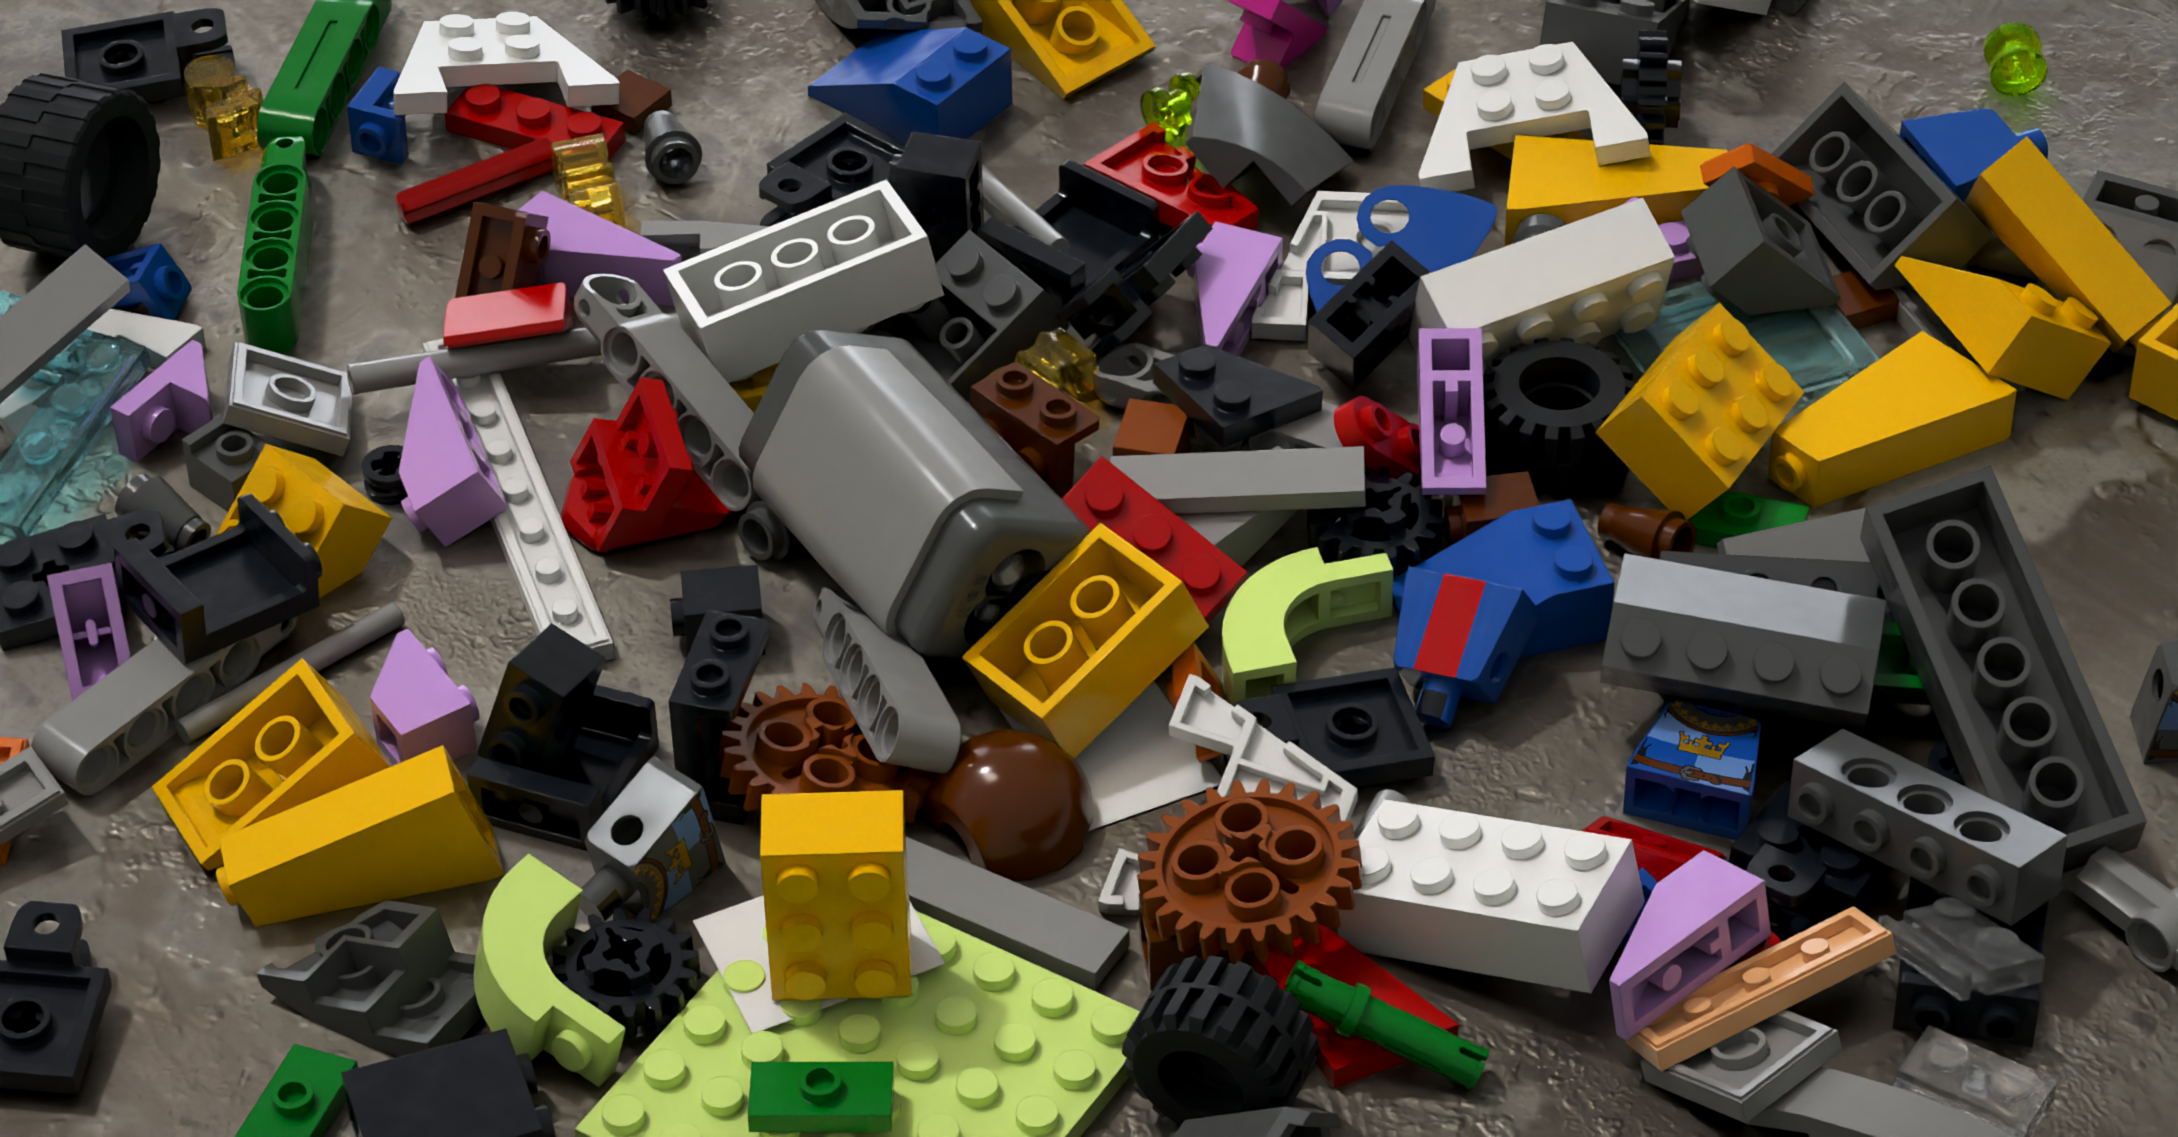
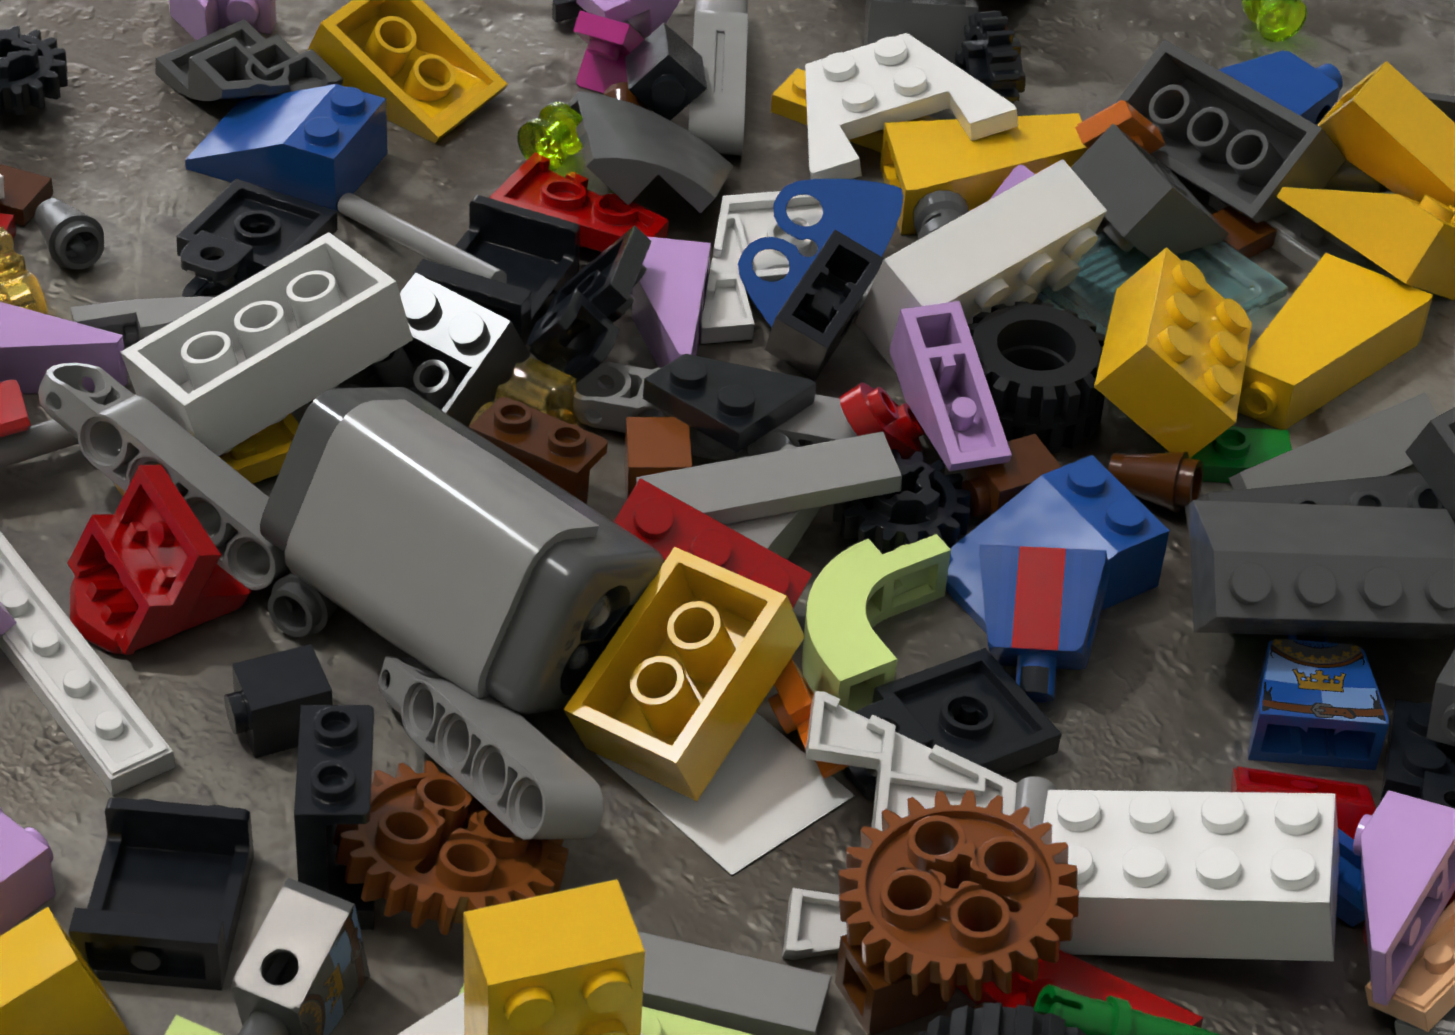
camera: 20 degrees left, 0 degrees up
(542, 702) = (135, 835): black brick -> none
(940, 186) = (369, 223): black brick -> none
(1013, 803) = (667, 852): reddish brown cylinder -> none
(1305, 55) = (665, 72): none -> black brick

